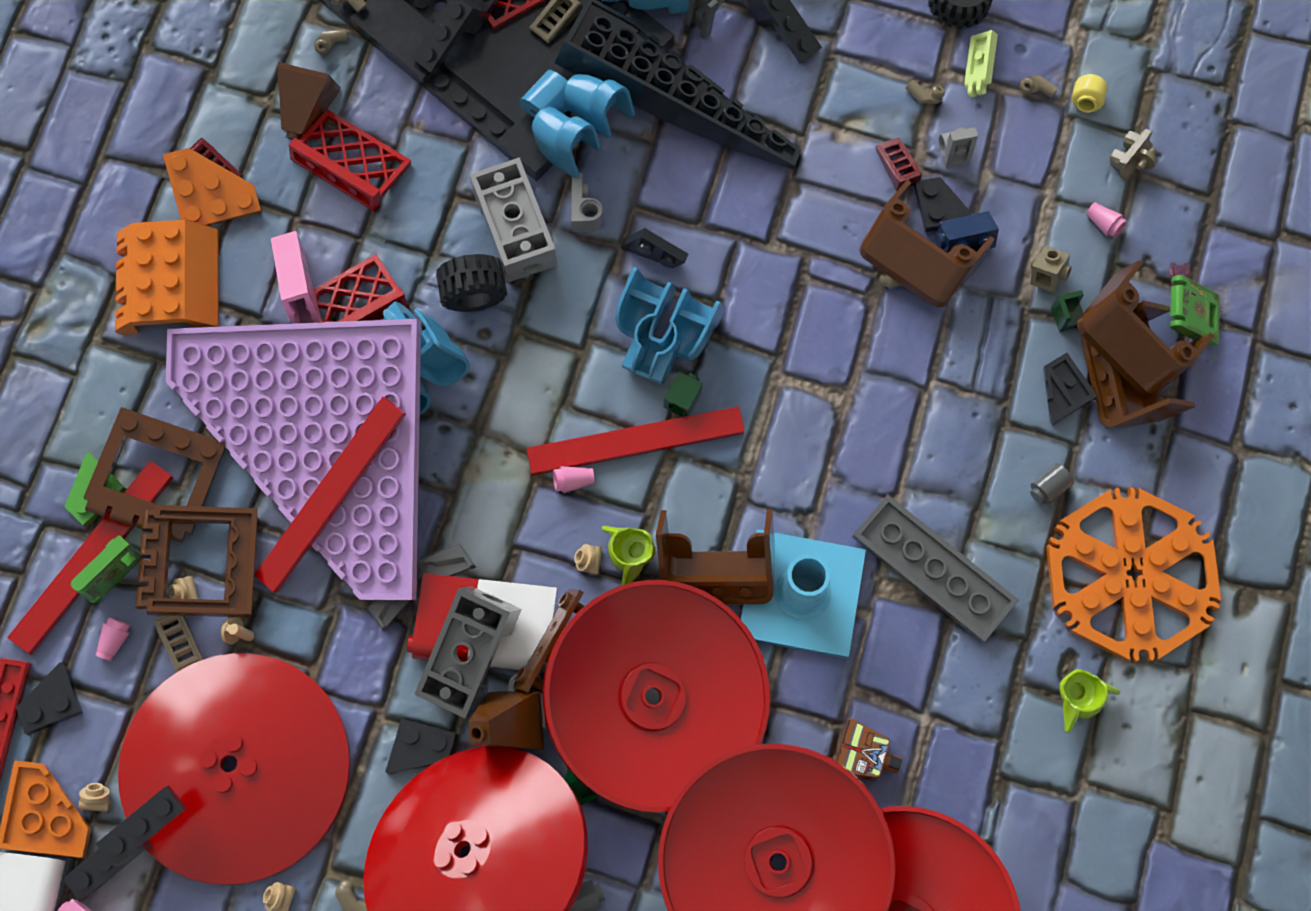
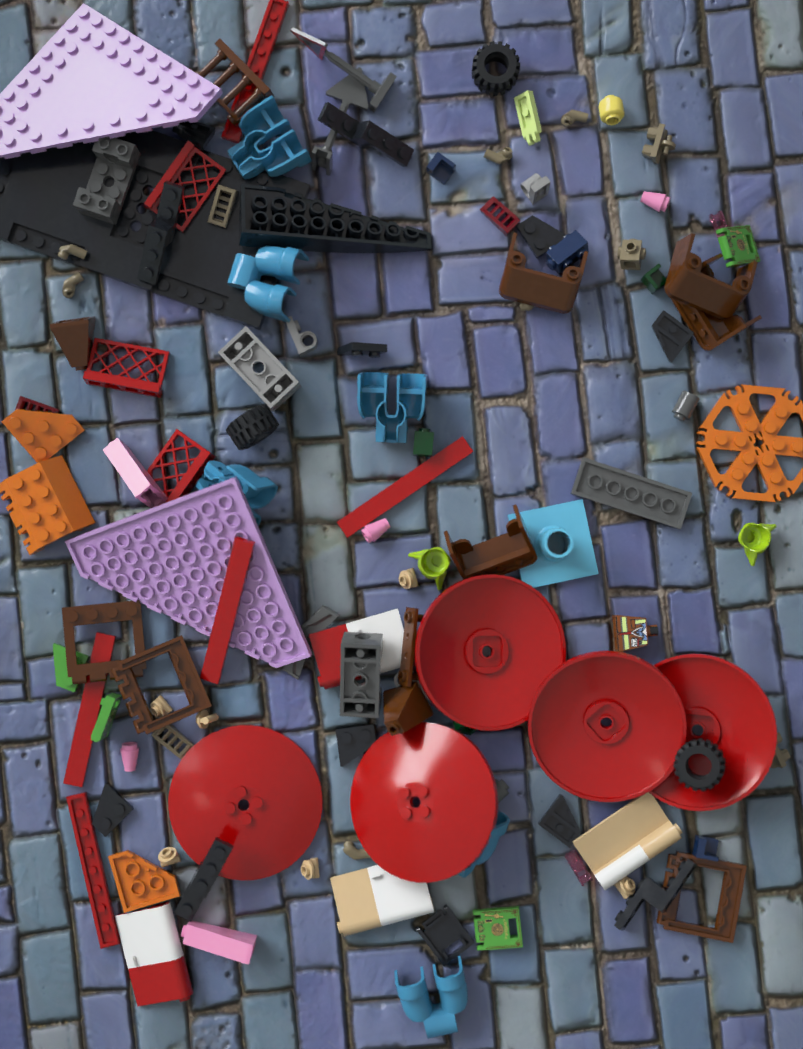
camera: 20 degrees left, 15 degrees up
(846, 79) = (440, 168): none -> dark blue panel

